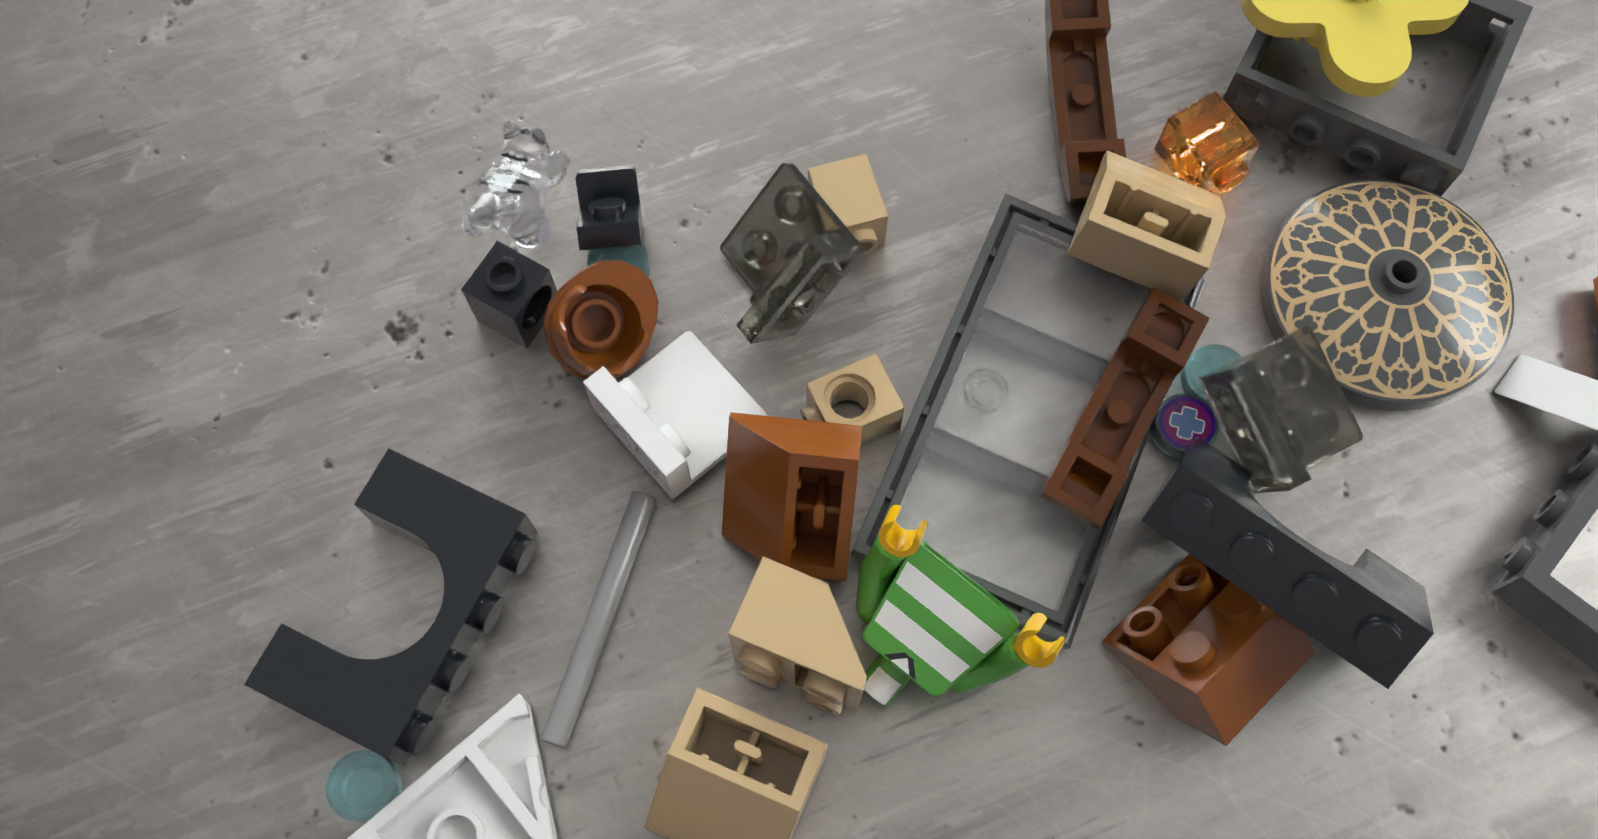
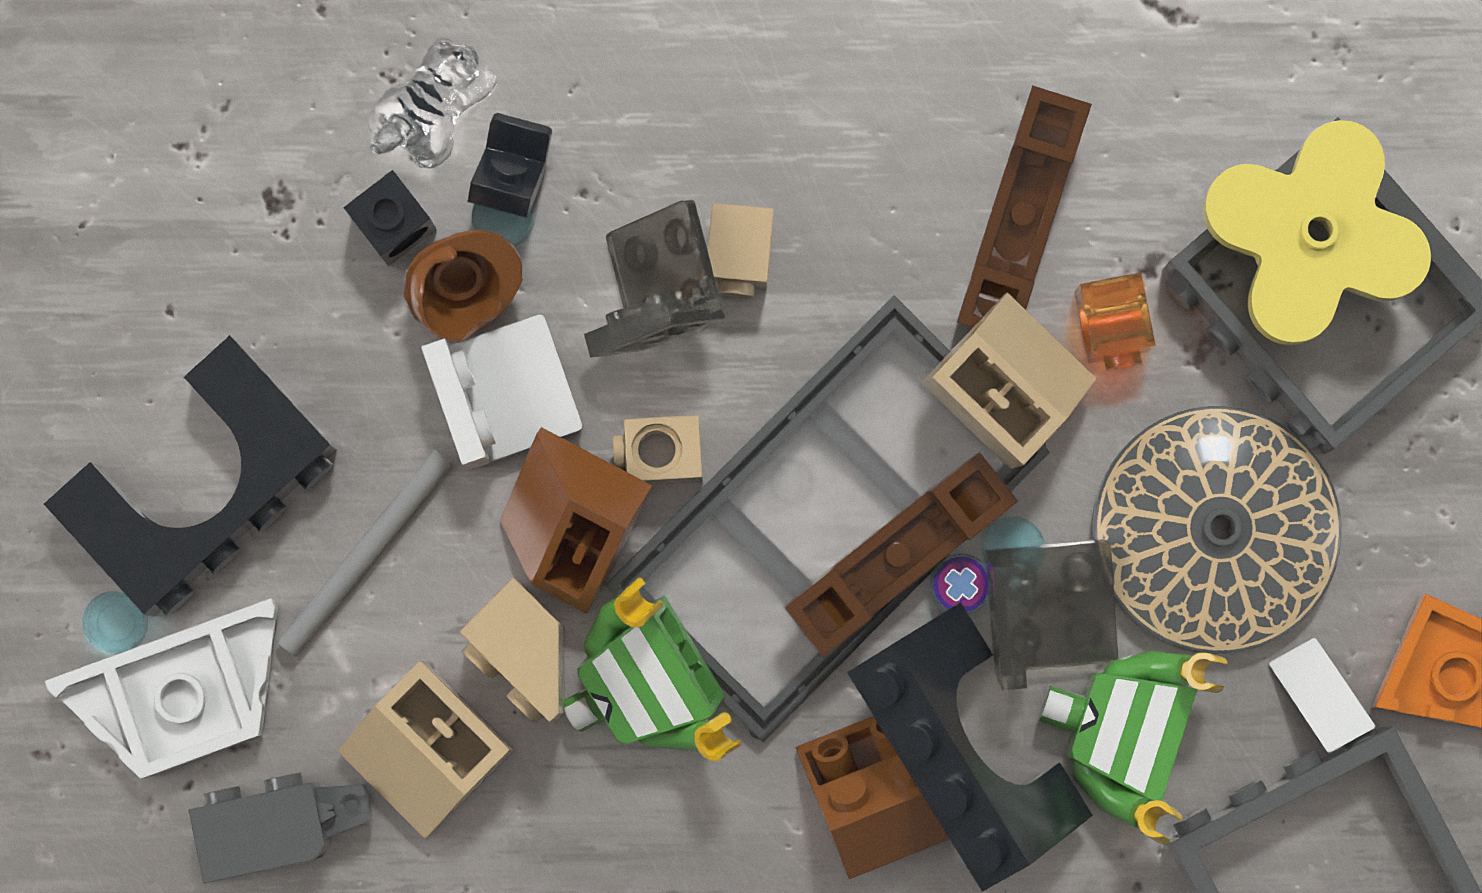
camera: 20 degrees right, 15 degrees up
(1419, 495) = (1130, 731): none -> bright green torso

